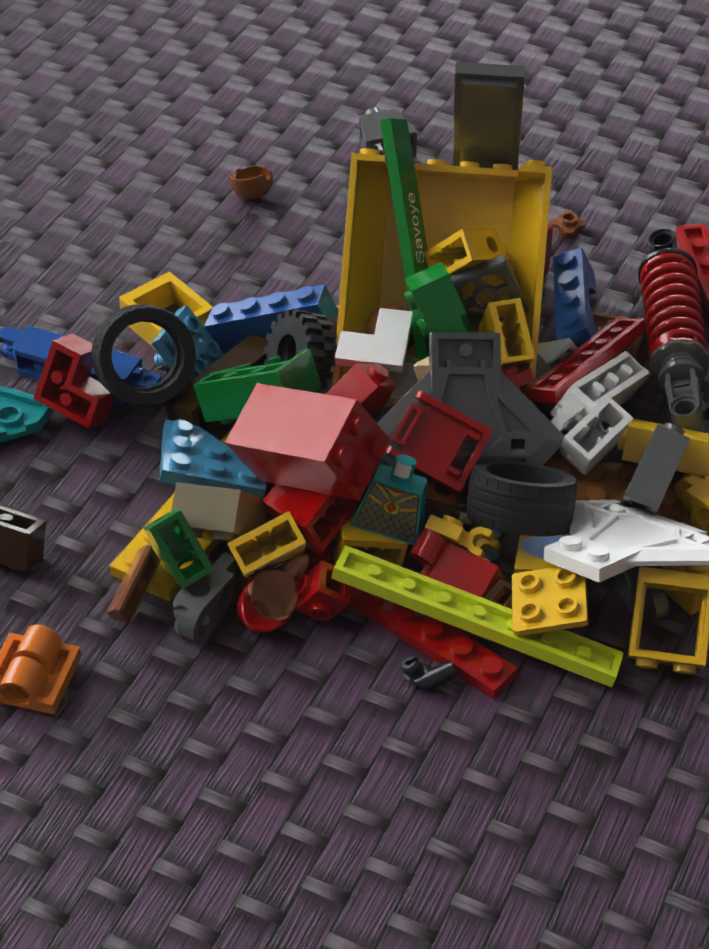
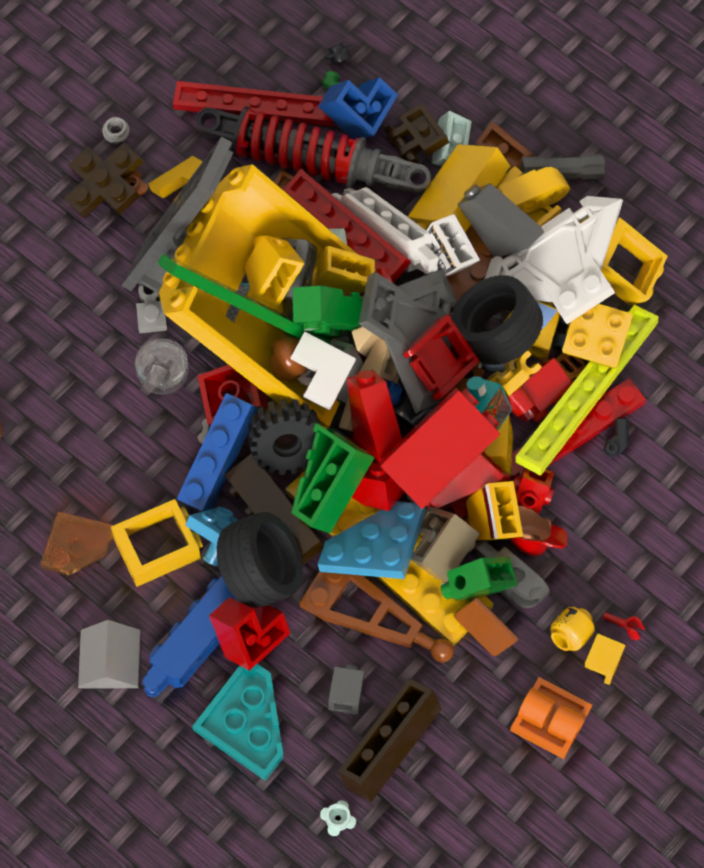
camera: 75 degrees left, 20 degrees up
(32, 485) = (346, 689): none -> dark grey brick
(40, 309) = (109, 656): none -> light grey slope
(117, 707) = (605, 657): none -> yellow panel
(139, 452) = (329, 587): none -> dark orange plate
(150, 260) = (75, 543): none -> clear orange plate
(150, 668) = (572, 629): none -> yellow head
(172, 729) = (629, 624): none -> red hand
(575, 197) = (104, 180): none -> dark brown plate
(594, 250) = (175, 178): none -> yellow tile
(625, 200) = (116, 124): none -> light grey plate

